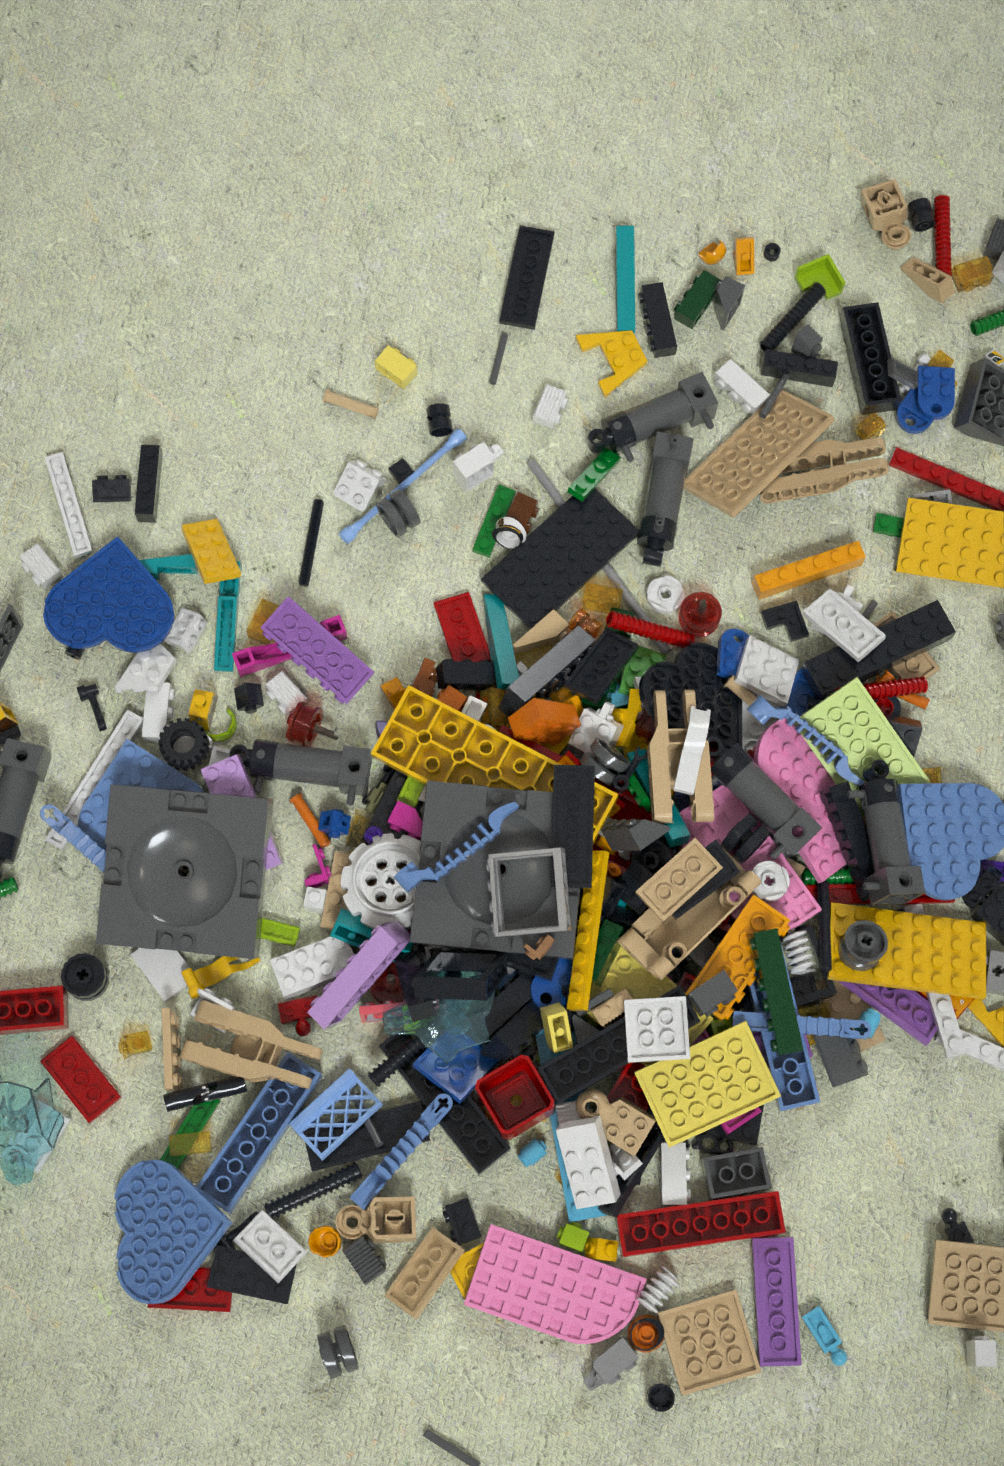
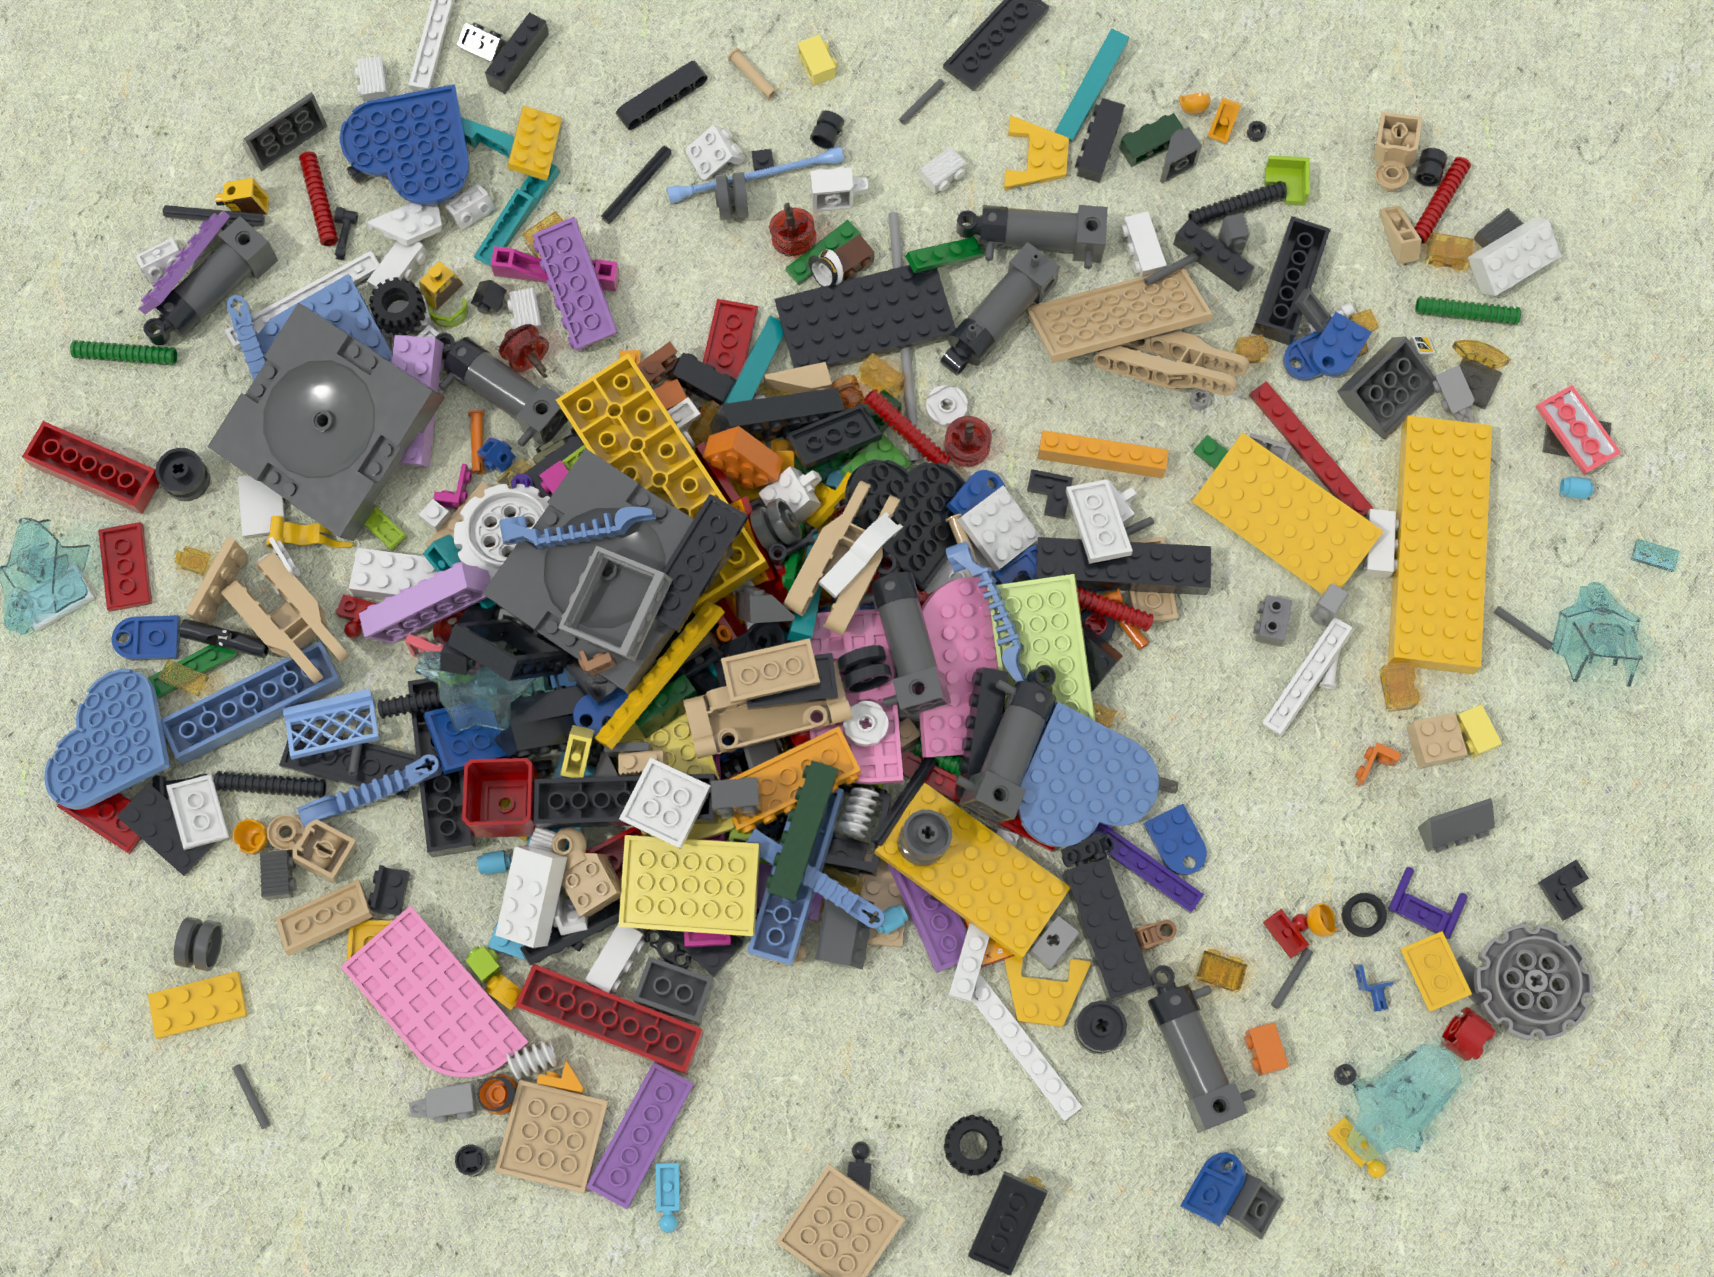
camera: 30 degrees right, 0 degrees up
(56, 689) = (318, 198): none -> red piece
(139, 1126) = (148, 638): none -> blue plate
(288, 459) = (661, 95): none -> black beam
(363, 1401) = (197, 1005): none -> yellow plate
(463, 517) = (792, 231): none -> clear red wheel
(696, 1292) = (568, 1082): none -> light orange slope
(859, 484) = (1201, 393): none -> light grey bush

